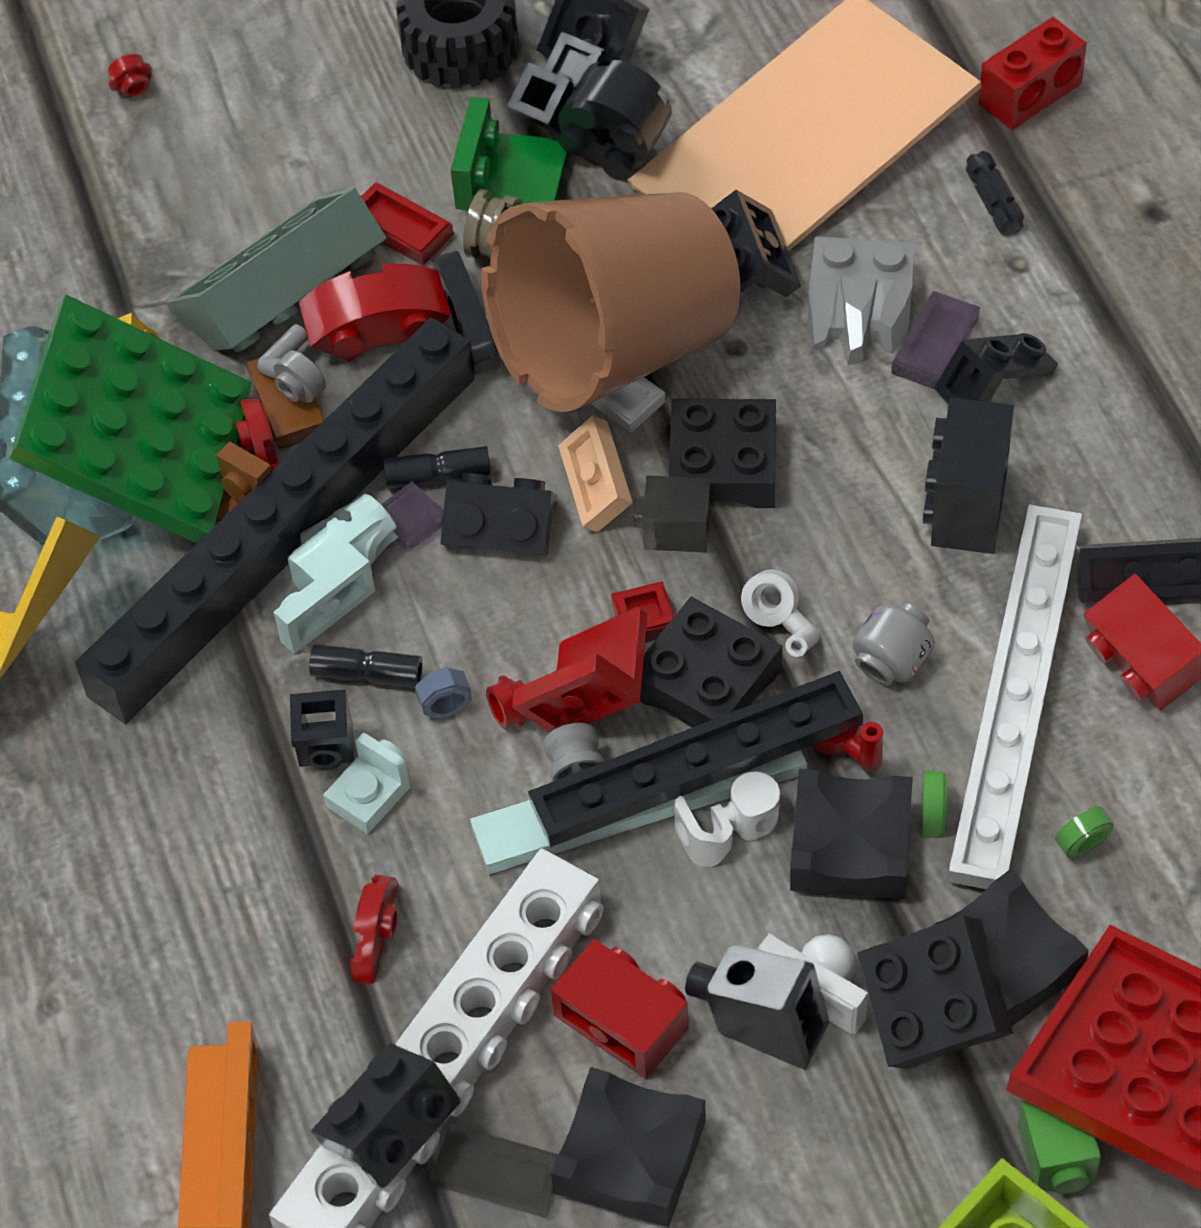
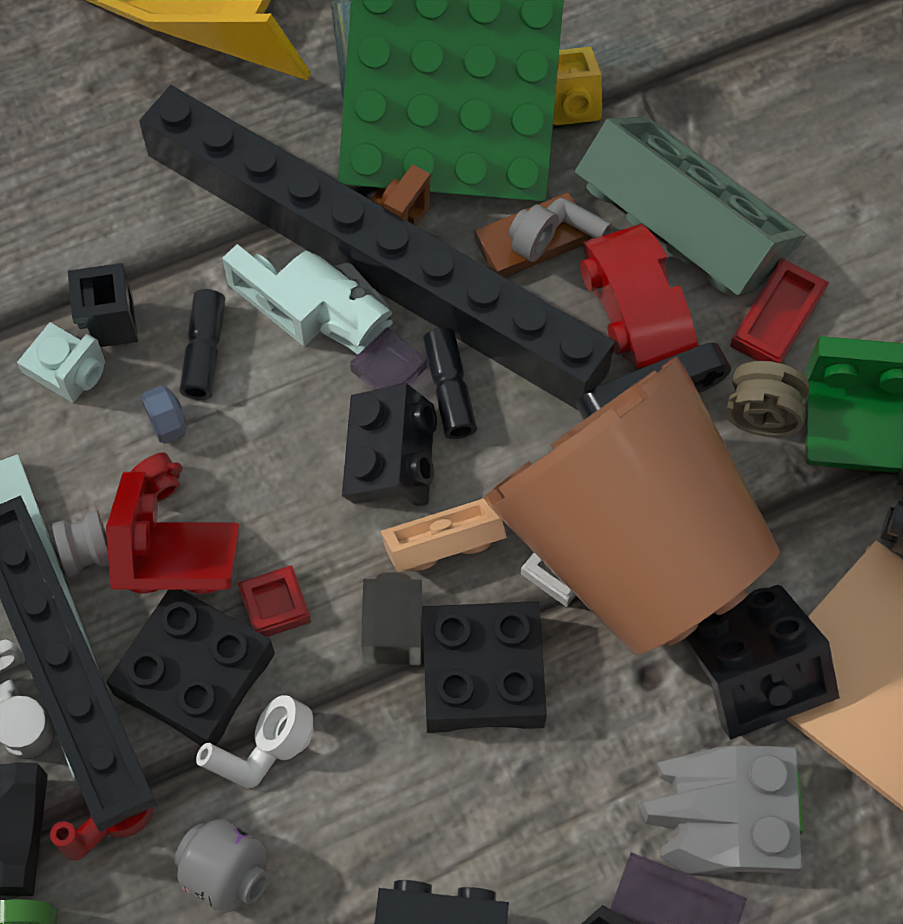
camera: 80 degrees right, 10 degrees up
(256, 432) = (471, 211): red plate -> none

